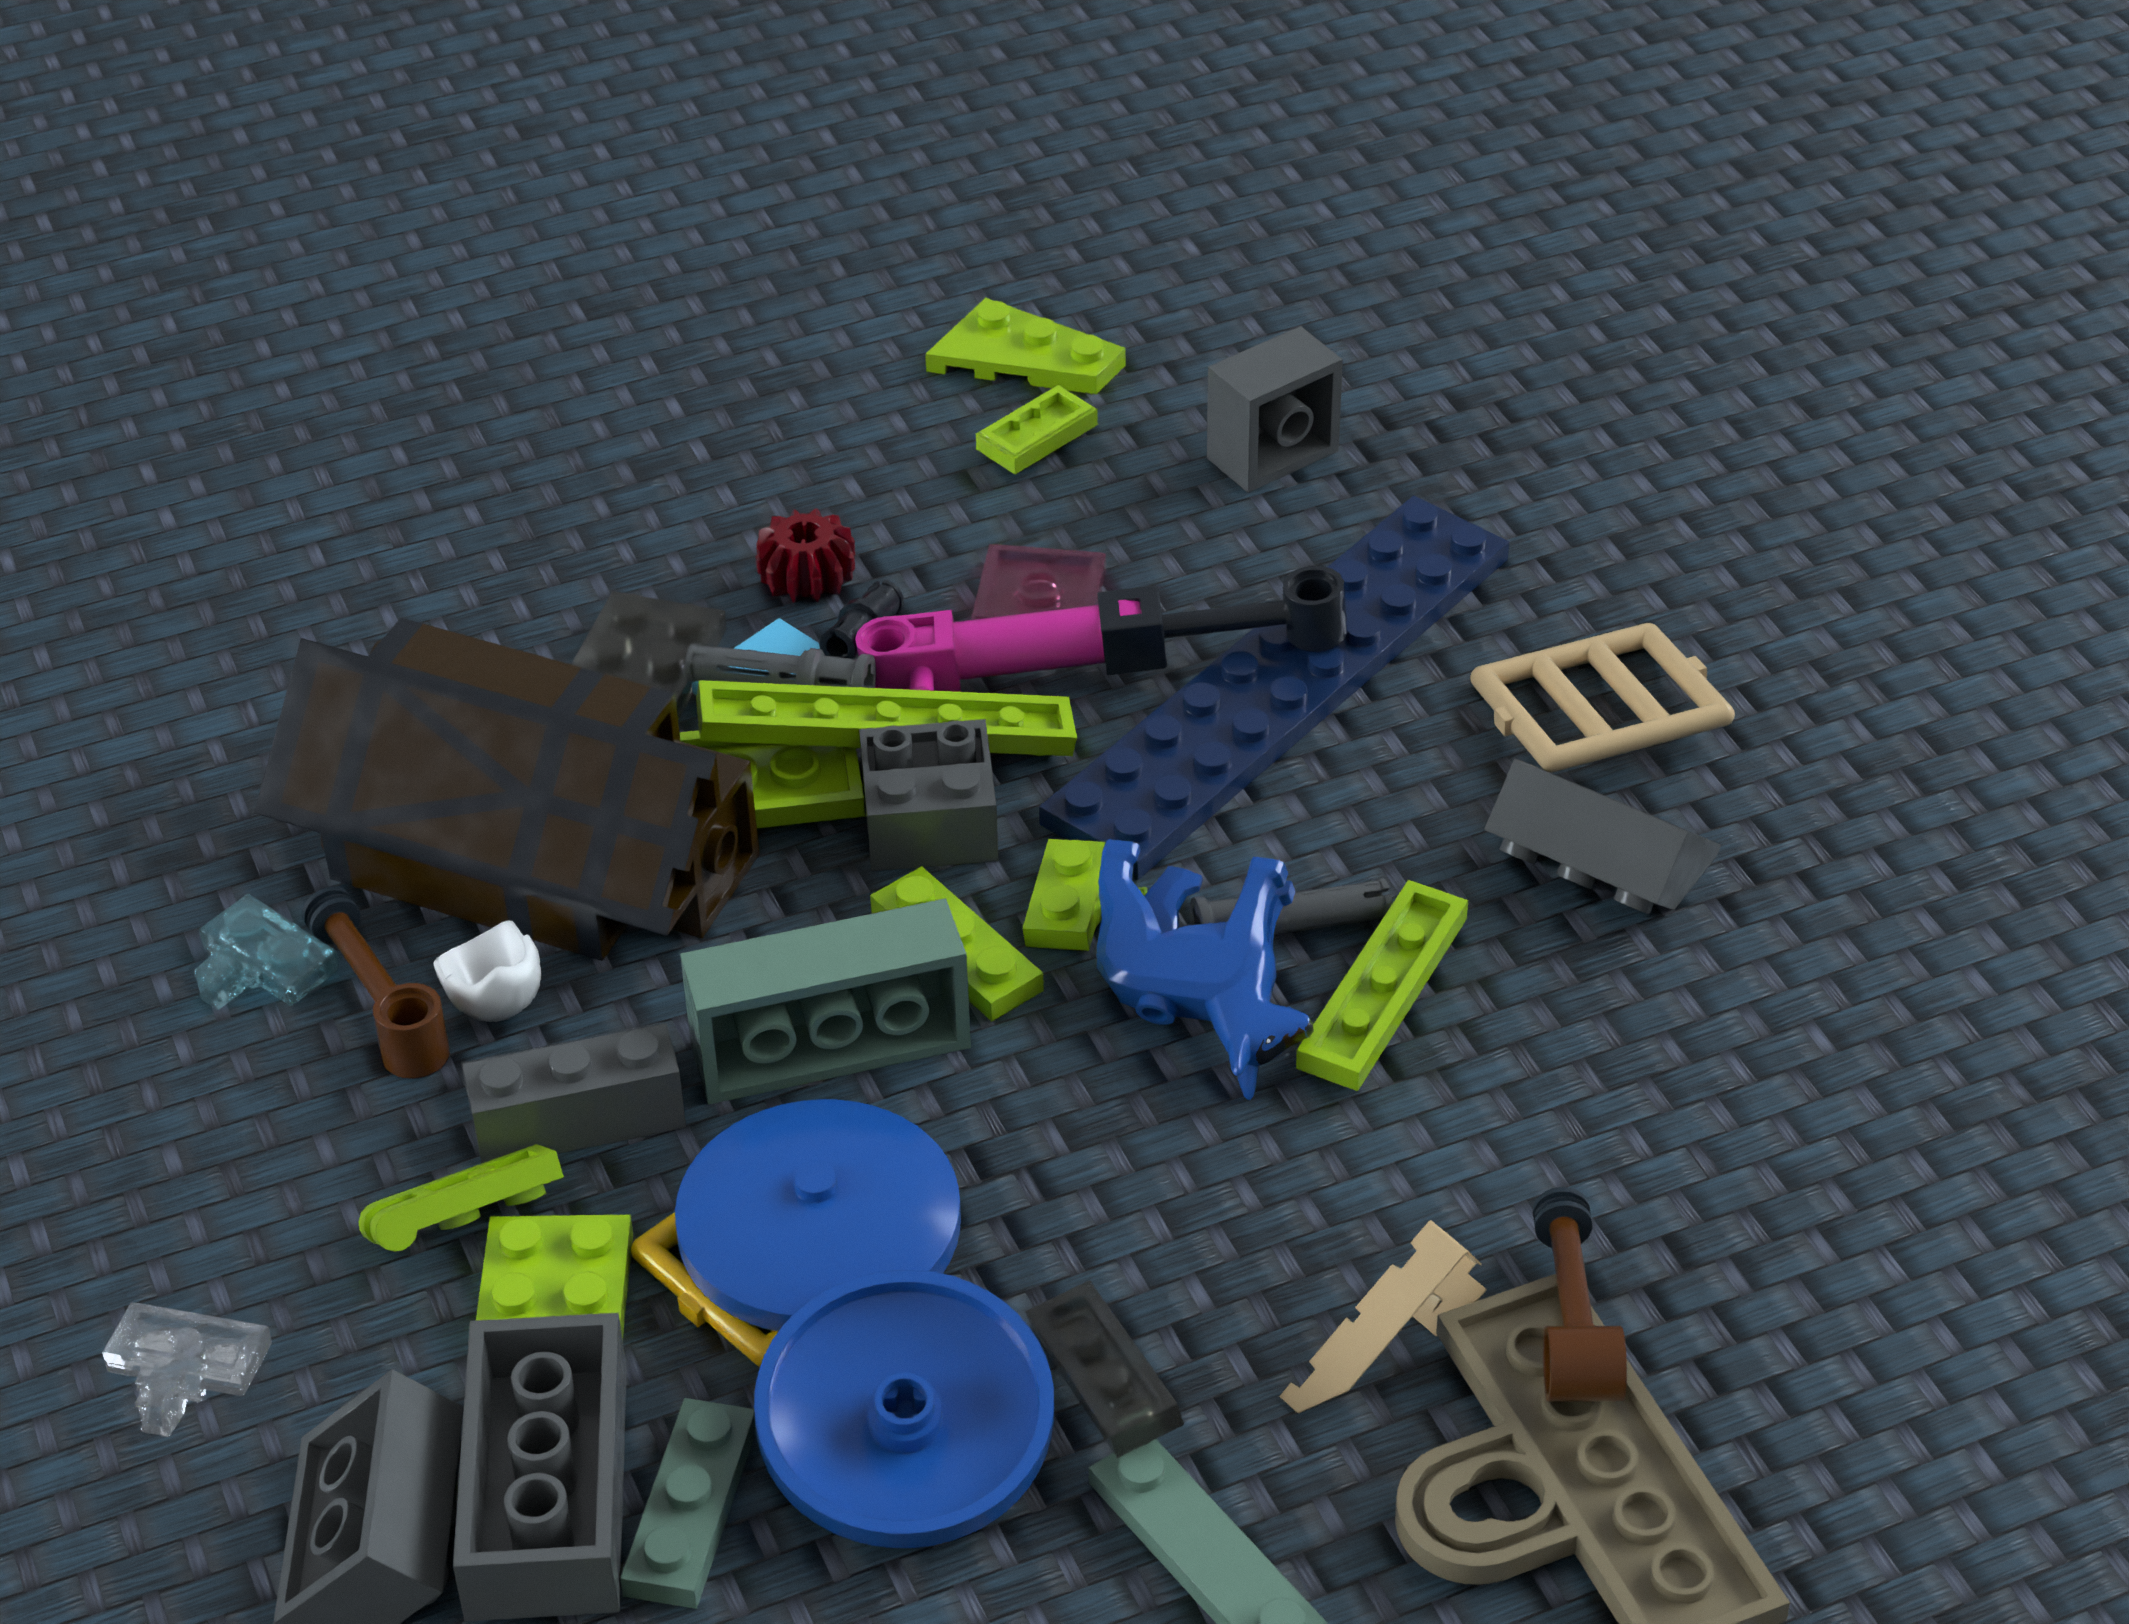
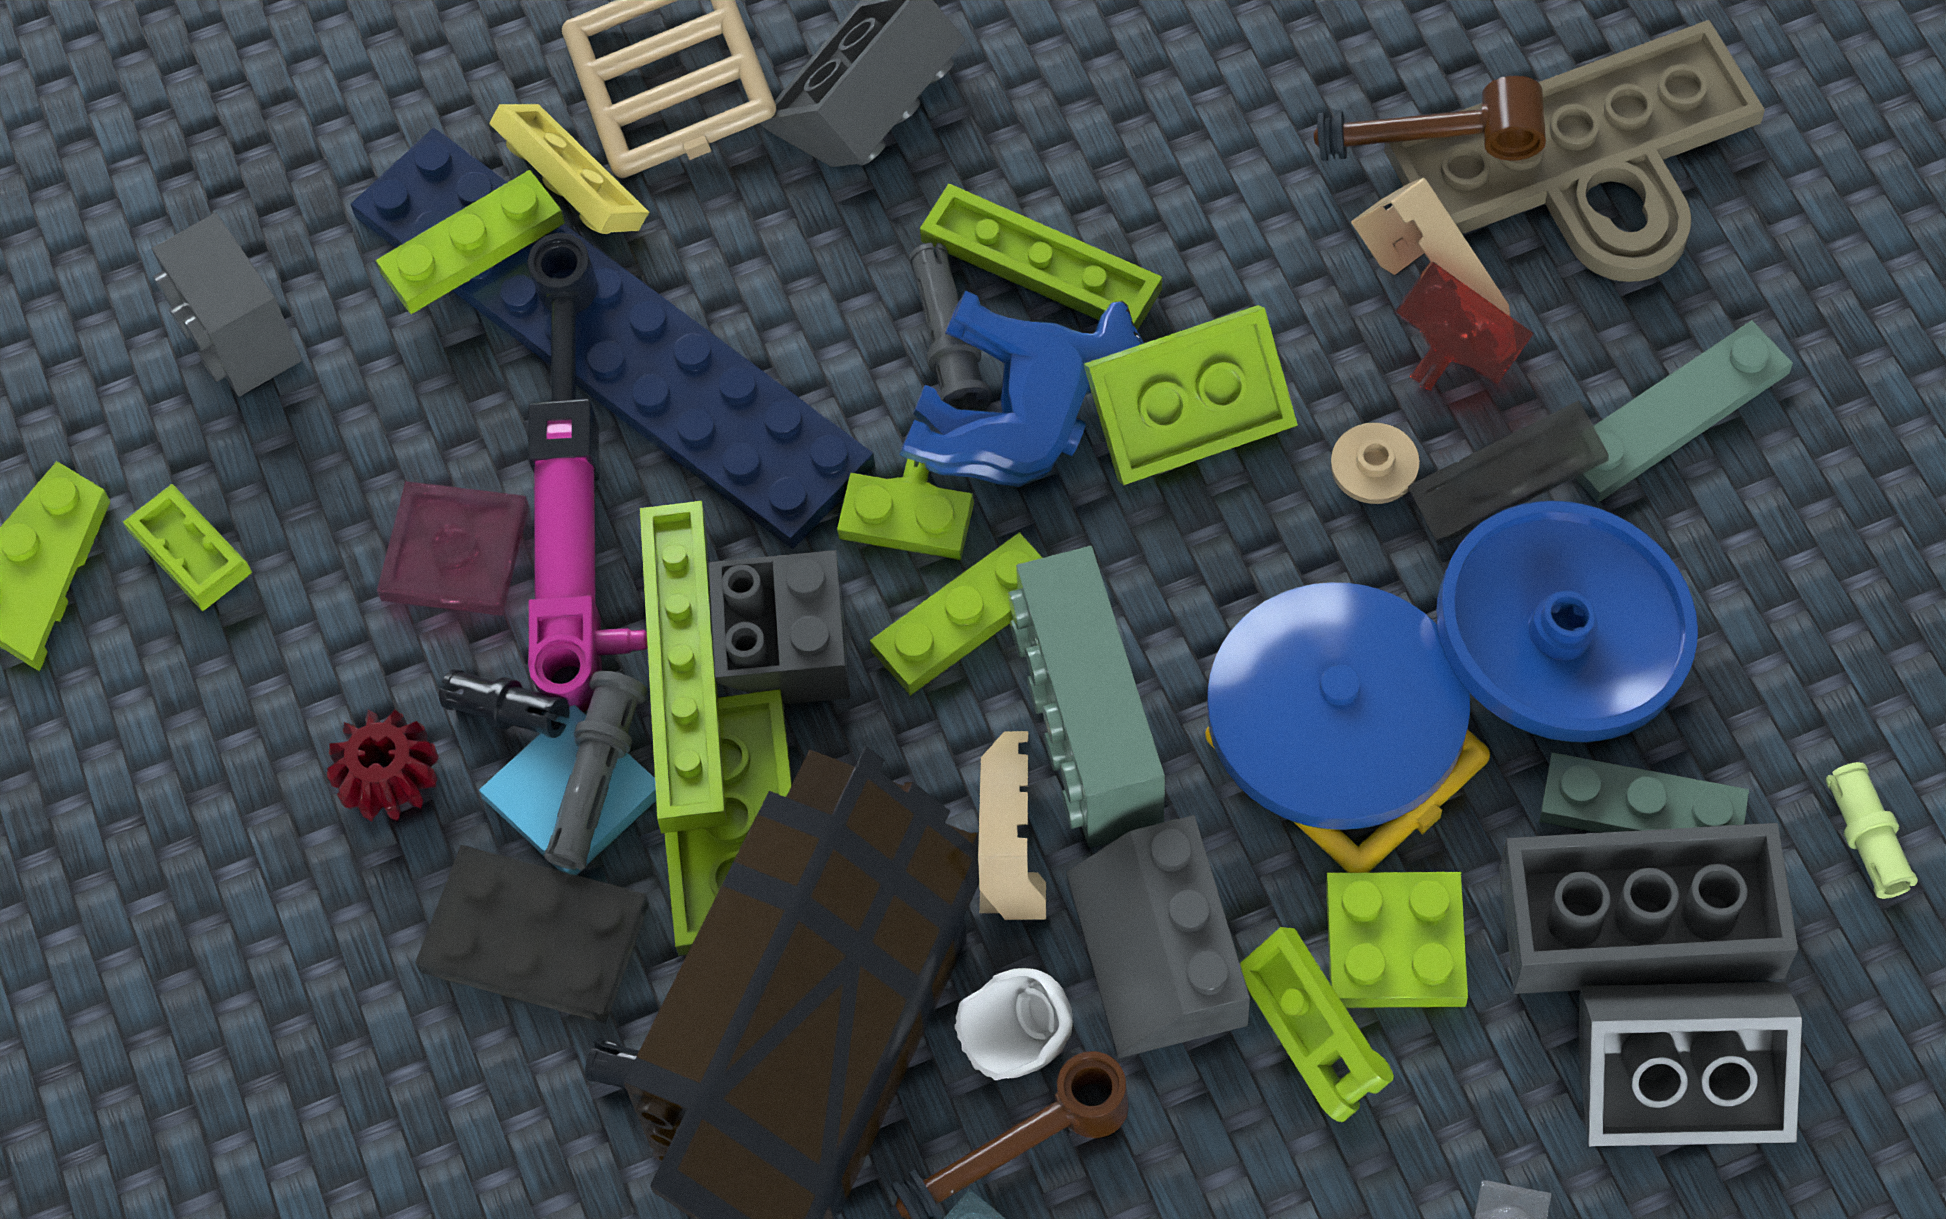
camera: 85 degrees left, 20 degrees up
(624, 973) = (1002, 856): none -> tan piece
(1131, 1265) = (1374, 463): none -> tan piece
(1198, 1087) = (1190, 394): none -> lime plate
(1301, 1330) = (1459, 328): none -> clear red plate
(1363, 558) = (470, 241): none -> lime plate
(1465, 630) = (568, 168): none -> light yellow plate

